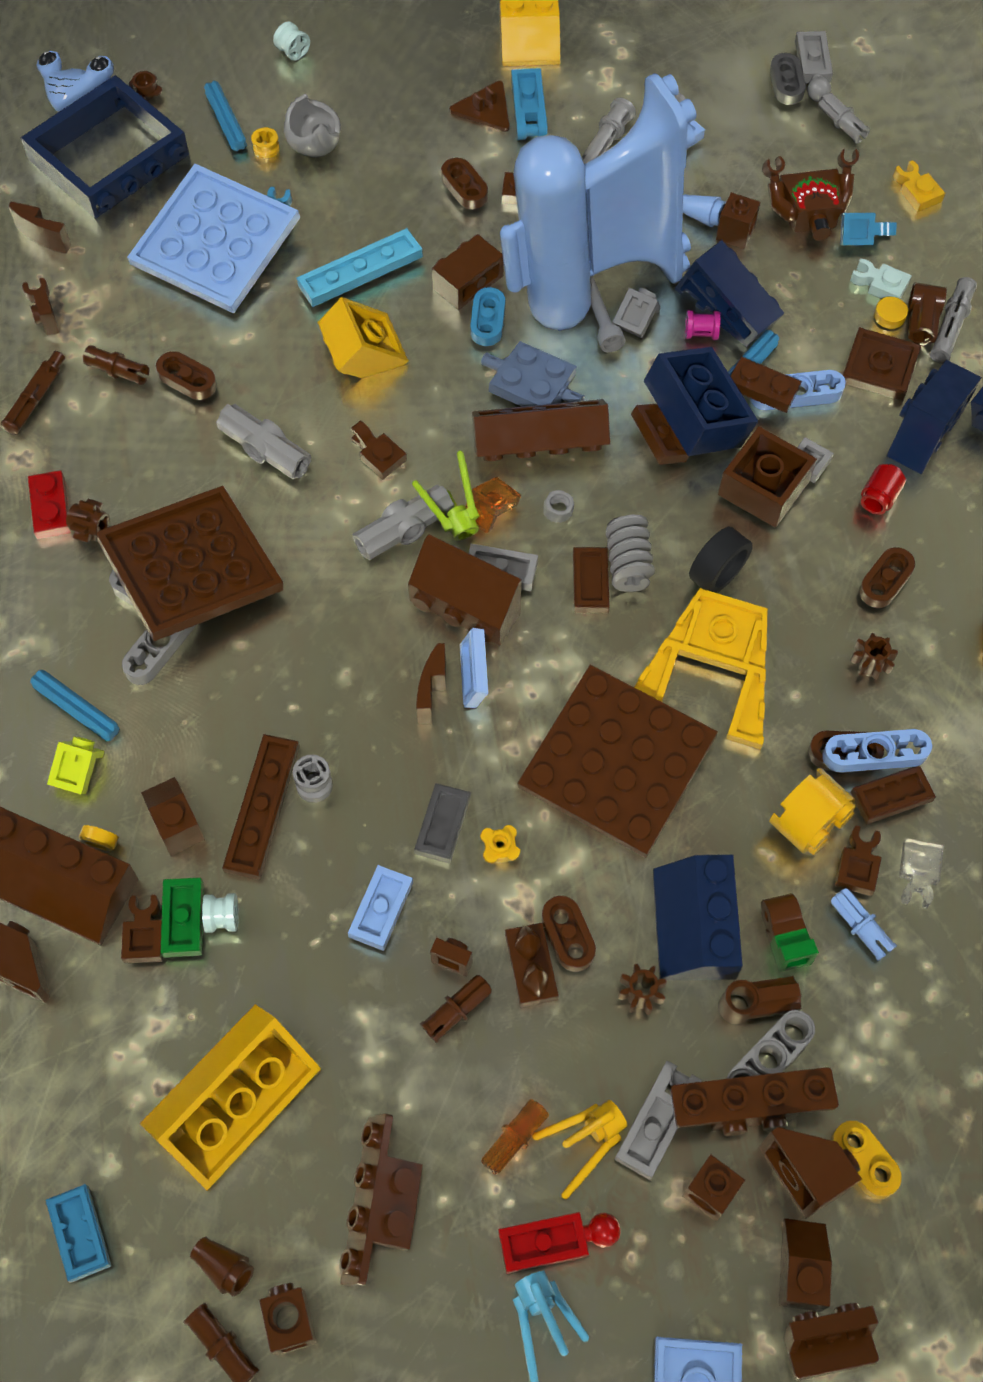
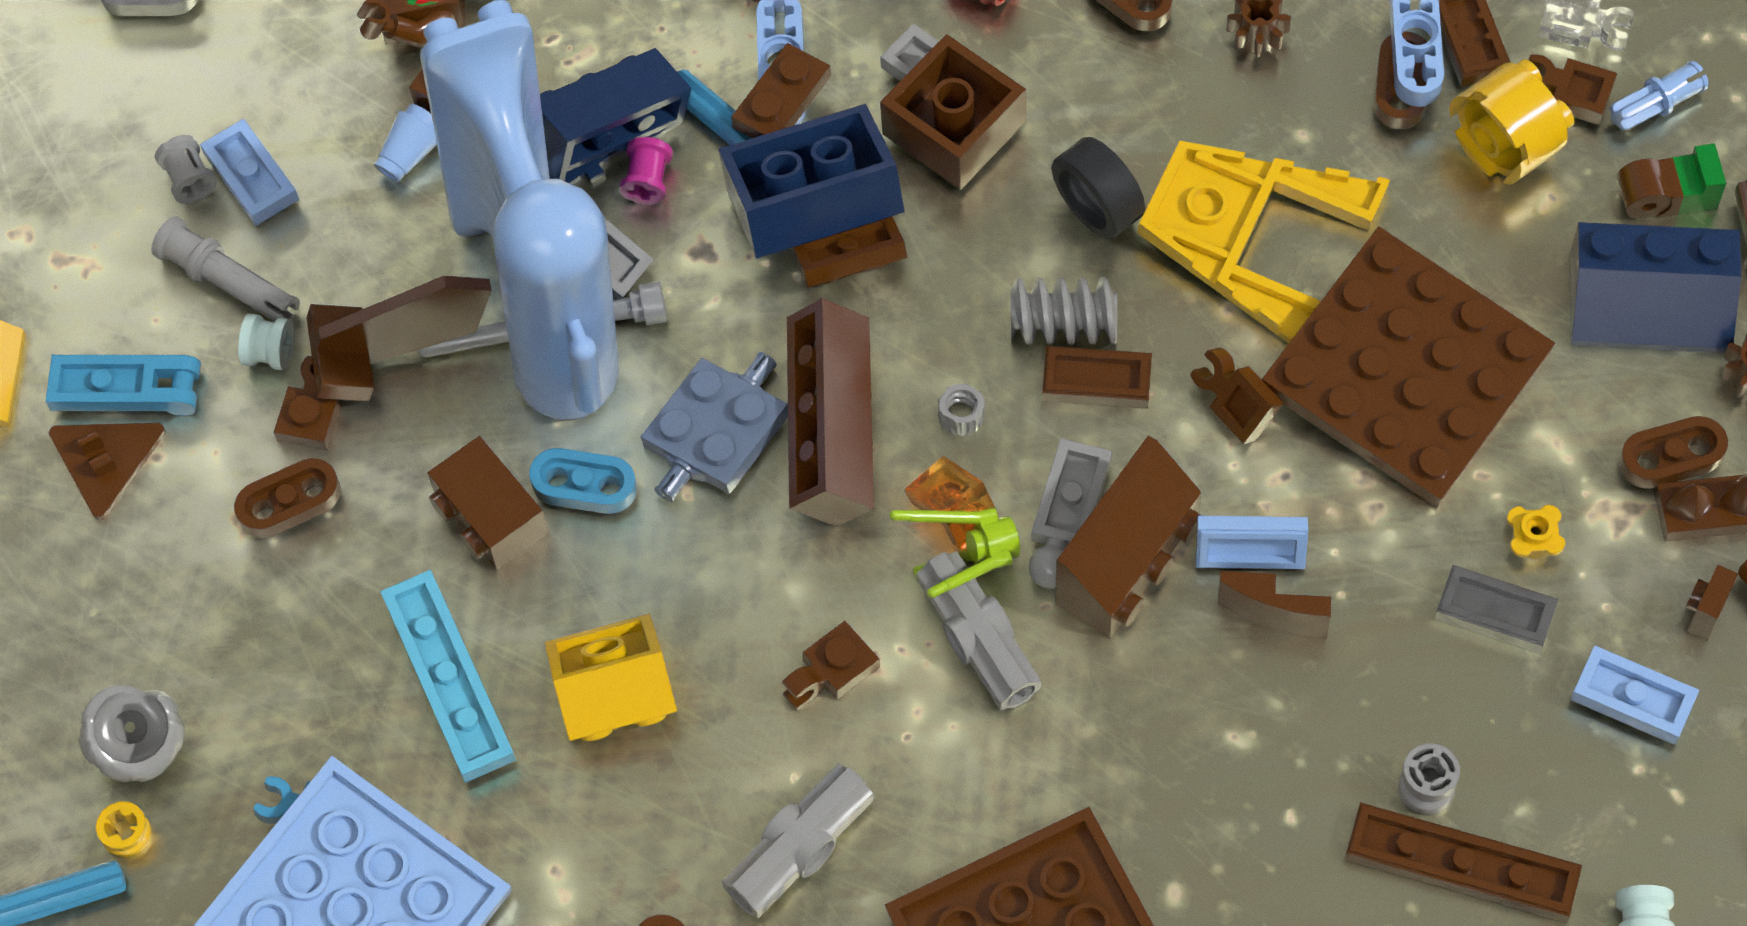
camera: 80 degrees left, 0 degrees up
(579, 657) = (1242, 397): none -> reddish brown plate

